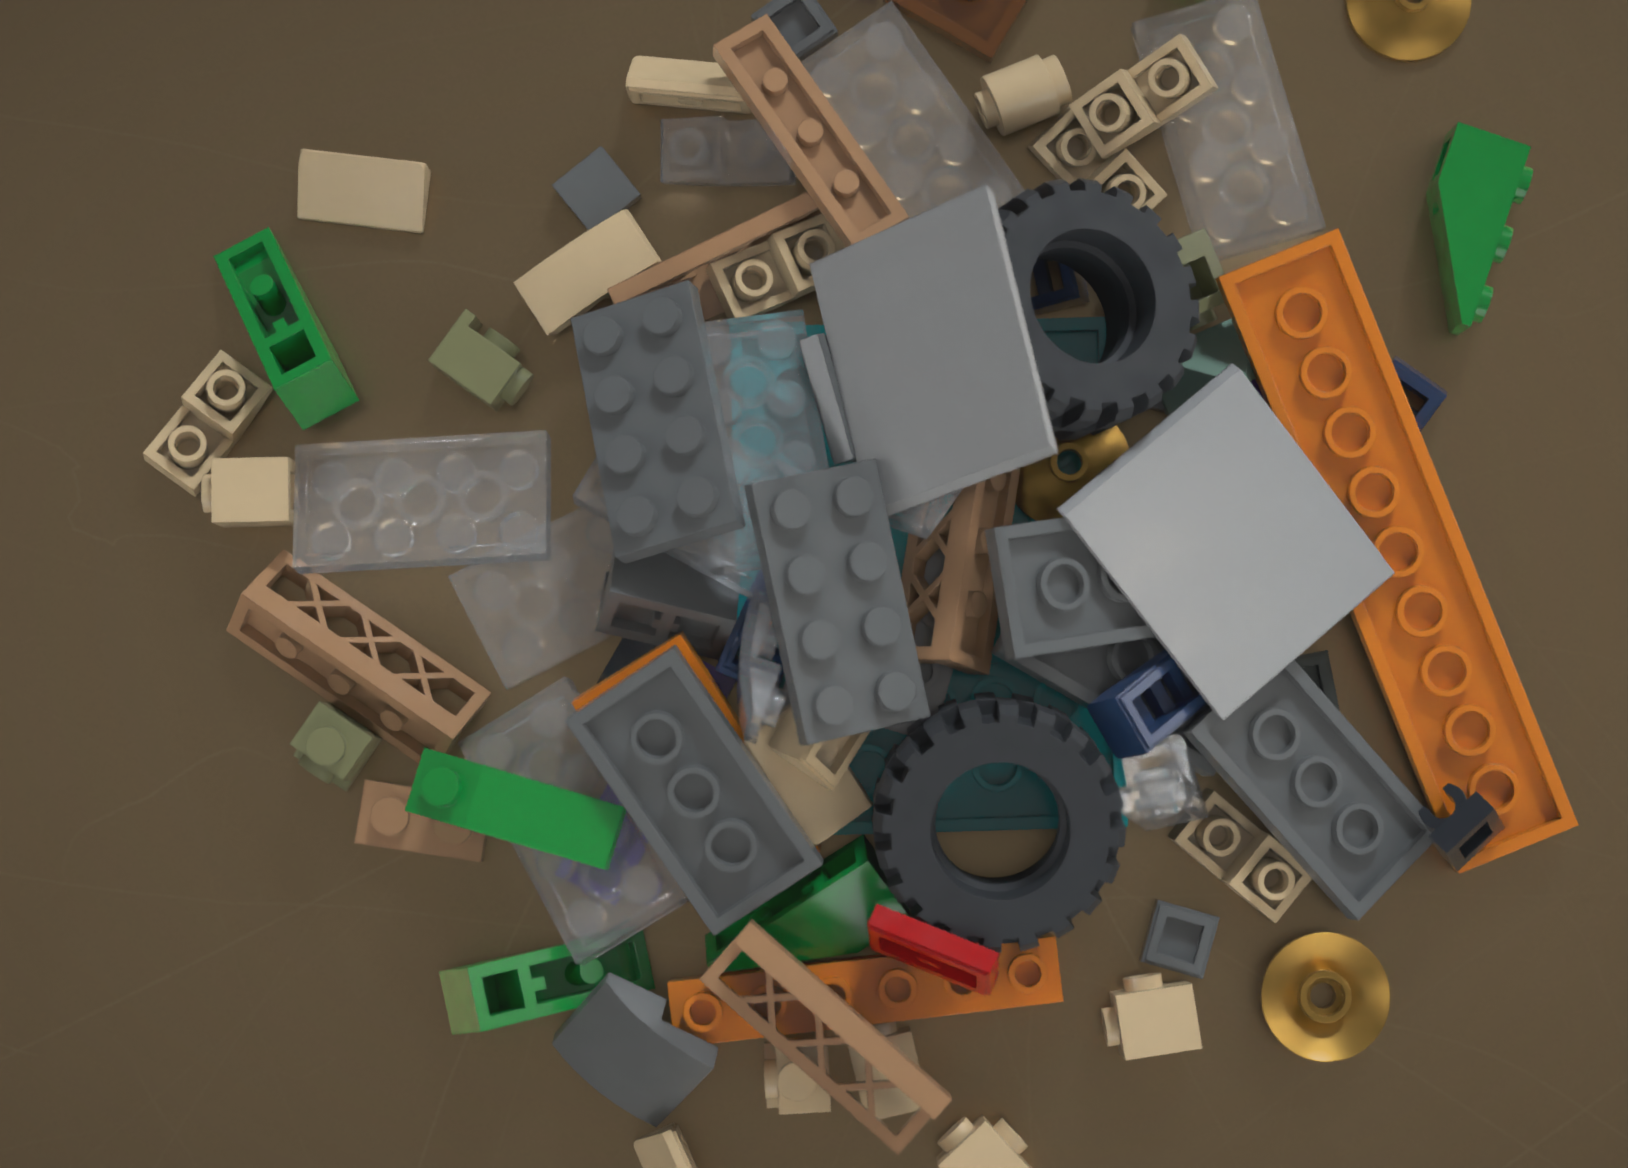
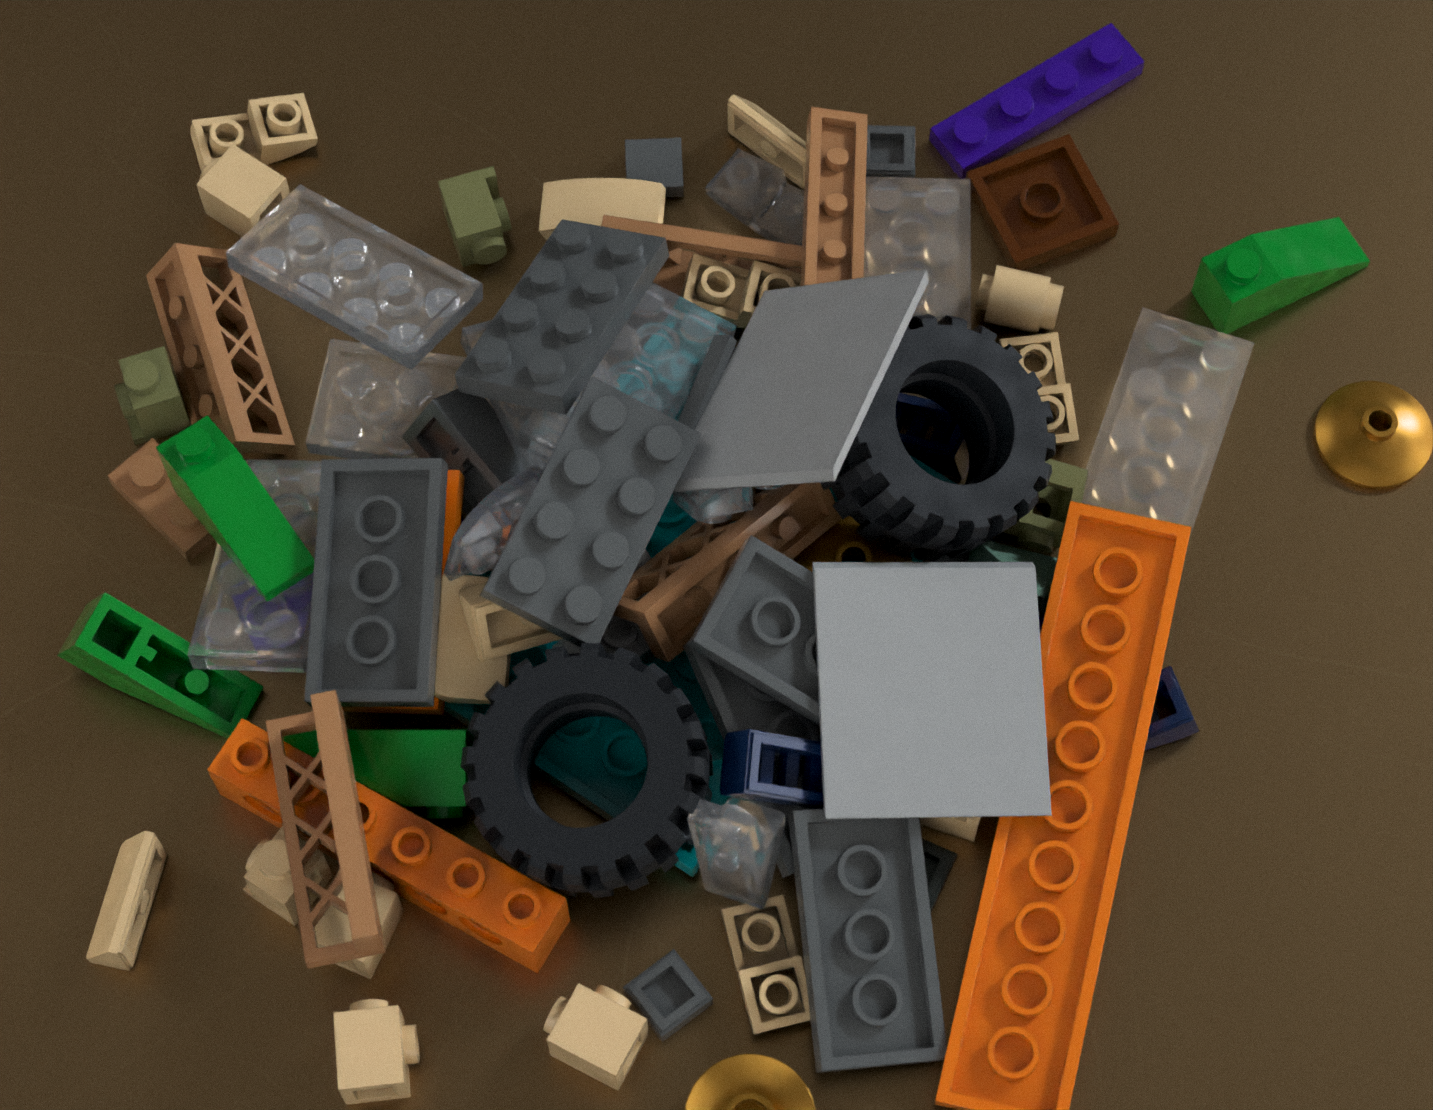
camera: 35 degrees right, 20 degrees down
(285, 329) = (356, 111): green slope -> none
(362, 190) = (490, 59): tan slope -> none
(631, 1053) = (174, 754): dark grey slope -> none
(933, 950) = (459, 824): red tile -> none
(1143, 97) = (1096, 355): tan slope -> none
(1465, 830) = (962, 1053): black tile -> none
(1468, 211) = (1325, 593): green slope -> none

